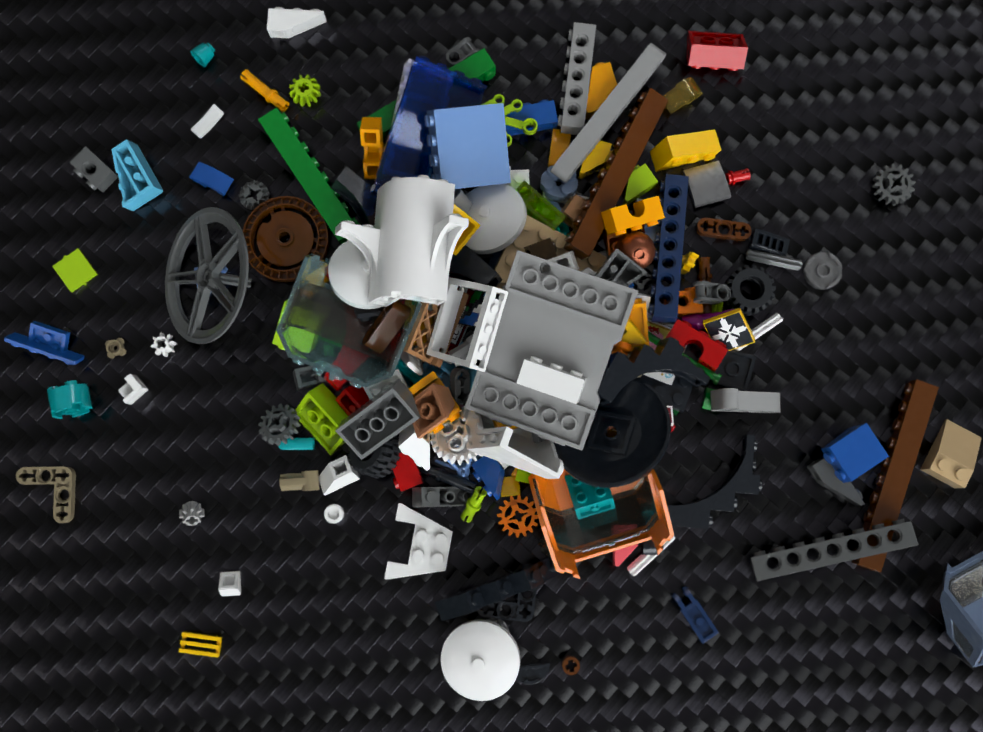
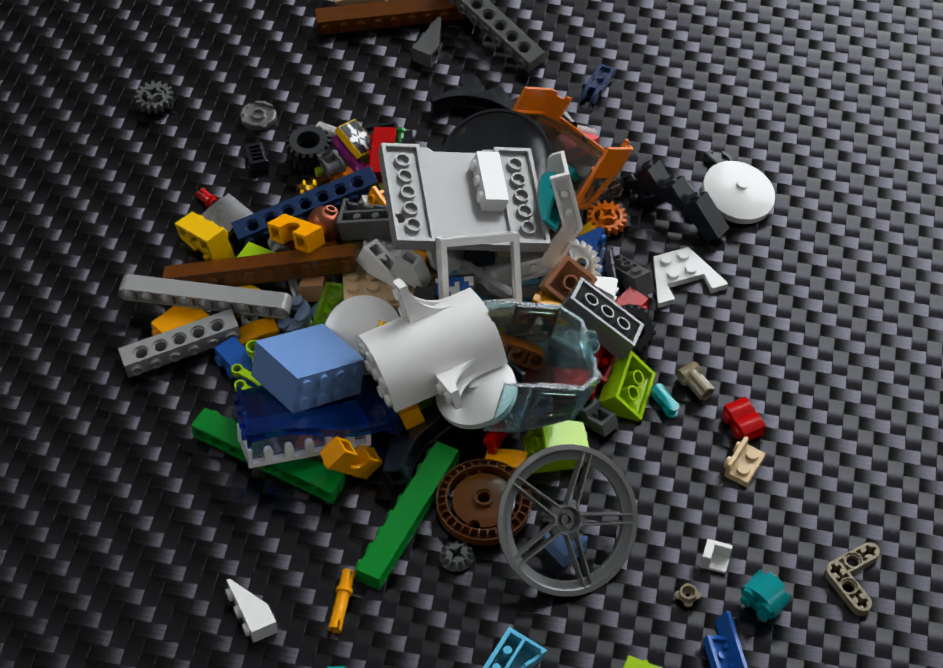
camera: 120 degrees left, 30 degrees down
(158, 344) = (655, 551): white gear -> none
(184, 642) = (890, 387): yellow tile -> none
(191, 513) = (786, 445): light grey gear -> none
(201, 470) = (743, 463): none -> tan bracket
(208, 121) = (405, 641): white sticker -> none
(212, 178) = (464, 598): blue slope -> none
(230, 583) = (820, 392): white slope -> none
(238, 495) = (743, 419): none -> red brick
(279, 424) = (650, 415): dark grey gear -> none
(299, 92) = (321, 562): lime gear -> none
(334, 513) = (703, 346): white tile -> none
(337, 475) = (669, 351): white slope -> none
(461, 51) = (205, 448): dark grey piece -> none
(473, 504) = (620, 246): lime pin -> none
(521, 439) = (547, 202): none -> teal slope
(544, 249) = (373, 277): dark brown brick -> none
(576, 668) = (695, 140): reddish brown bush -> none
(682, 94) = (149, 263): clear yellow brick -> none
(706, 402) = (421, 138): green piece -> none
(716, 50) = (91, 258): slope -> none
(737, 226) = (263, 183): reddish brown beam -> none
(744, 401) = (409, 114): light grey beam -> none
(772, 259) = (269, 148): dark grey axle -> none
(854, 452) = (402, 32): blue slope -> none

